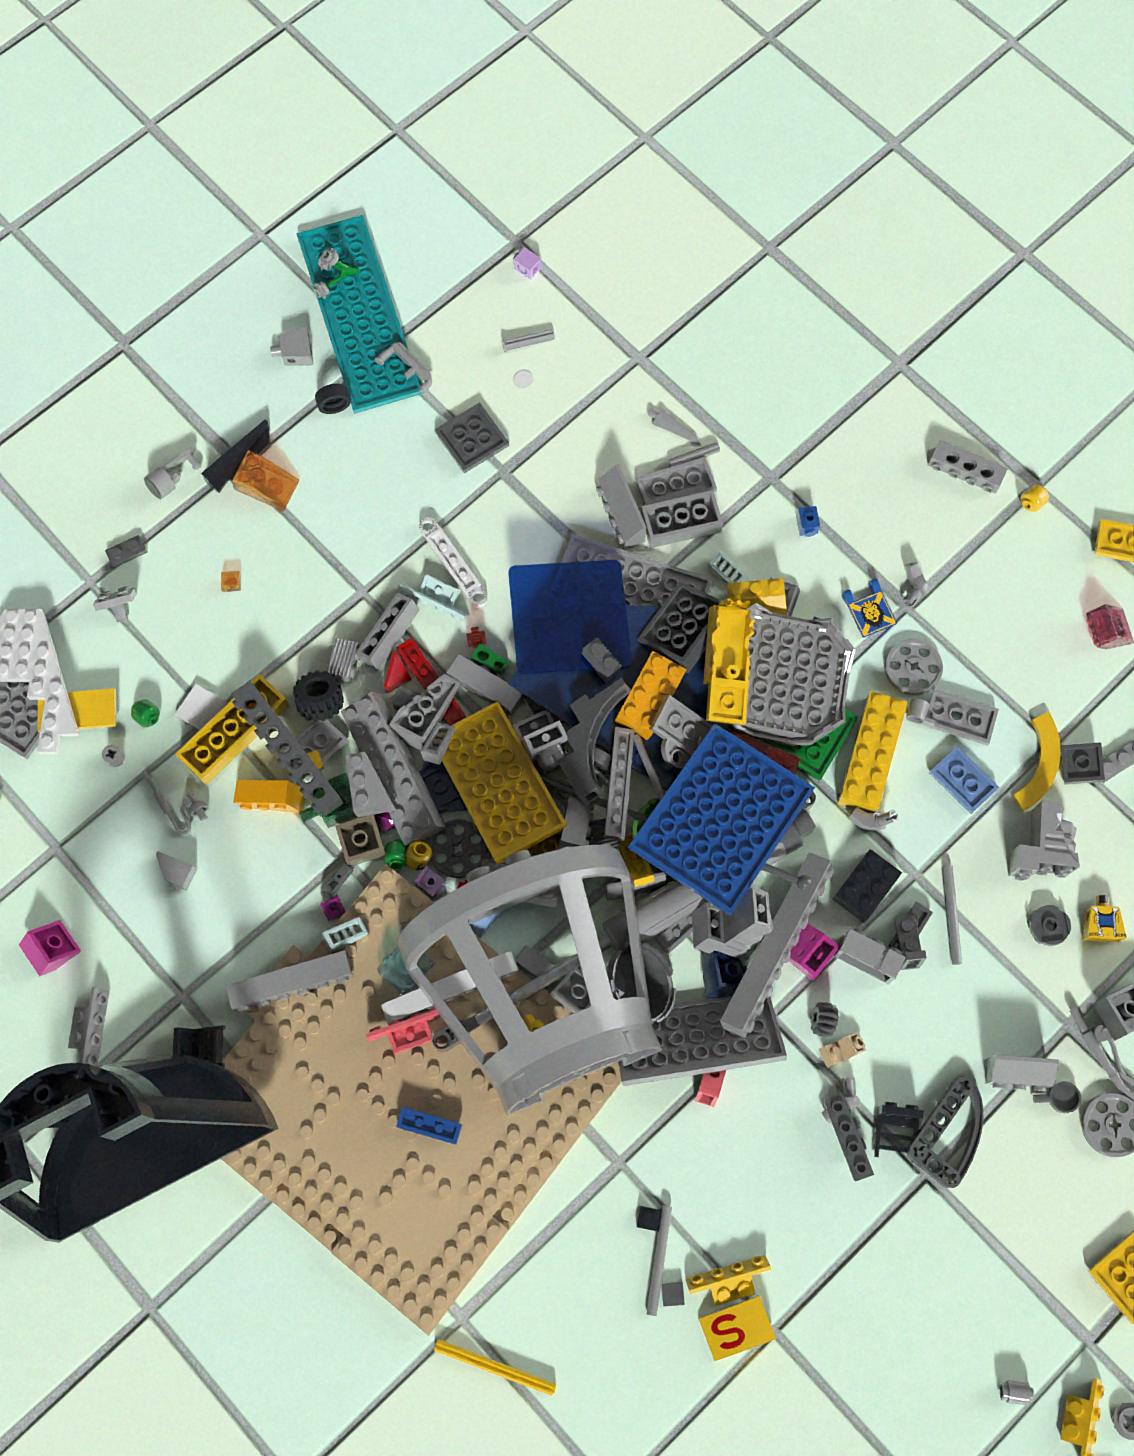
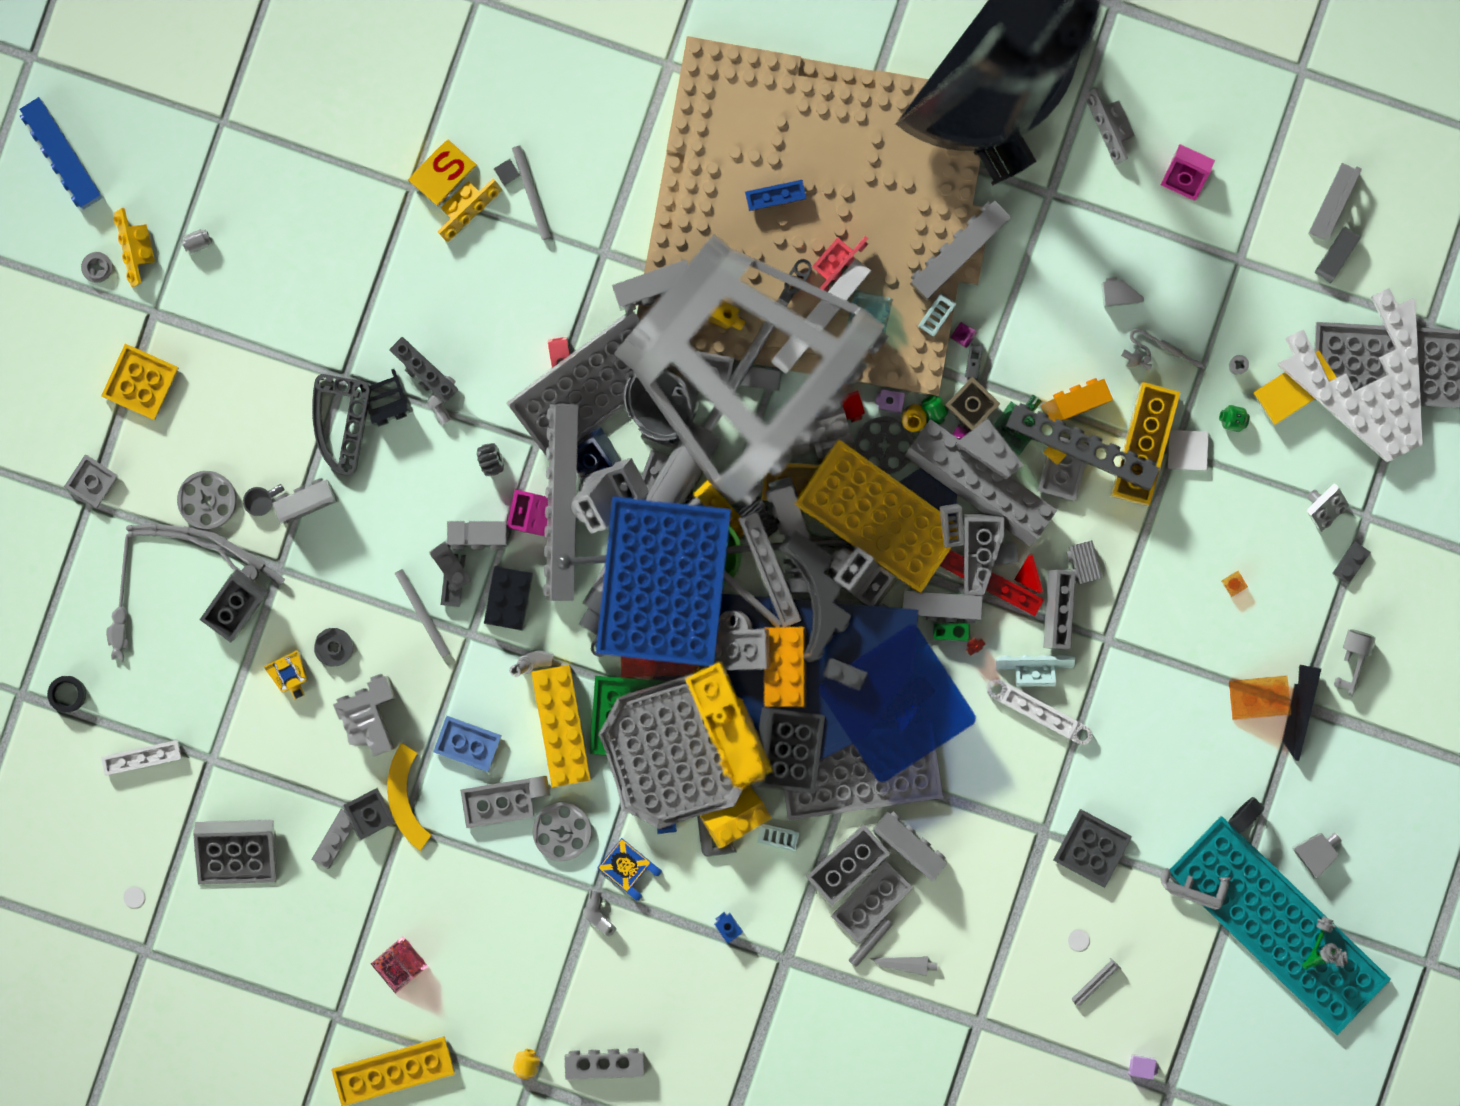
camera: 145 degrees right, 15 degrees up
(322, 706) = (1096, 524): black tyre -> none
(495, 1367) = (621, 41): yellow axle -> none
(593, 1099) = (647, 287): none -> light grey brick
(648, 1218) = (556, 220): black plate -> none
(842, 1049) = (462, 443): tan slope -> none

